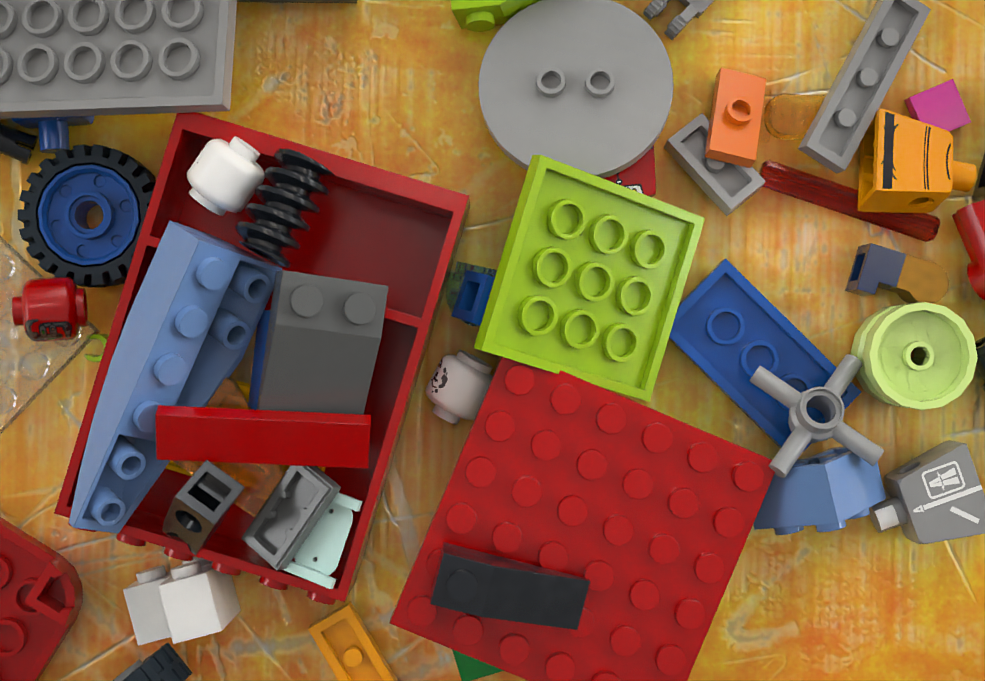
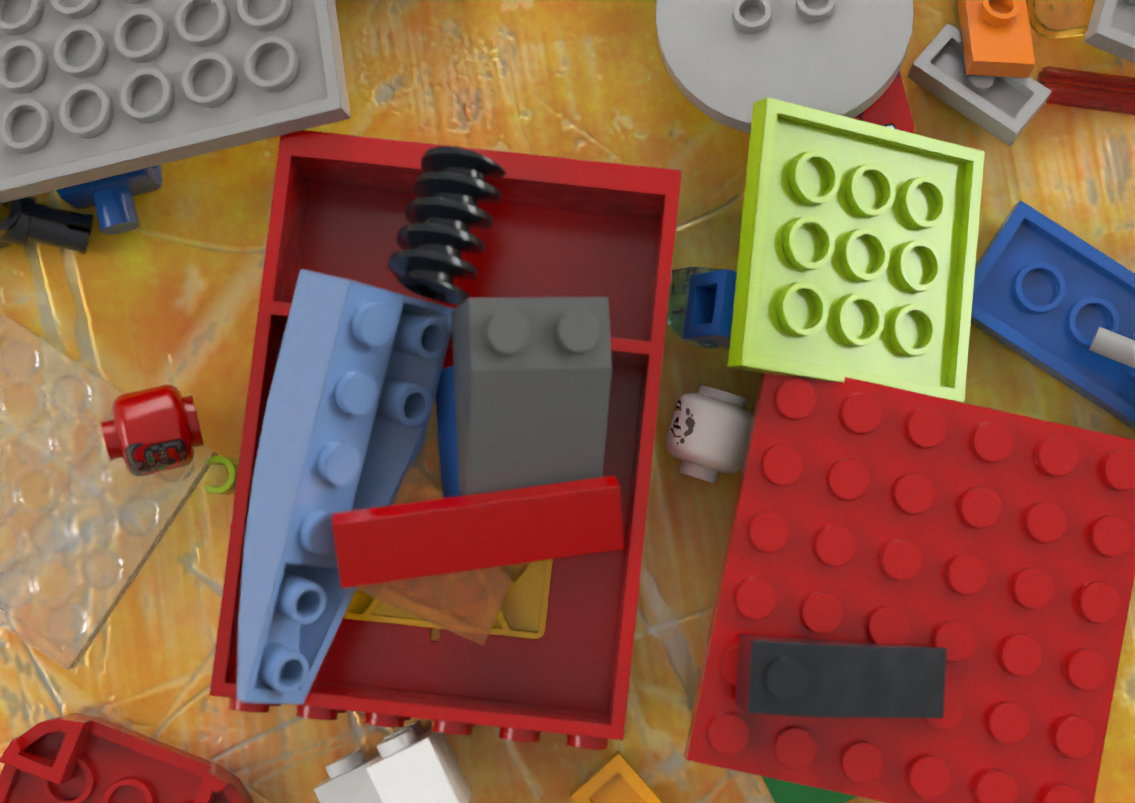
camera: 15 degrees left, 5 degrees down
(59, 207) = (138, 296): wheel -> none
(201, 506) = (411, 642): black leg -> none
(225, 175) = (360, 201): white head -> none
(290, 514) = (530, 632): dark grey plate -> none
(325, 543) = (577, 655): light aqua piece -> none

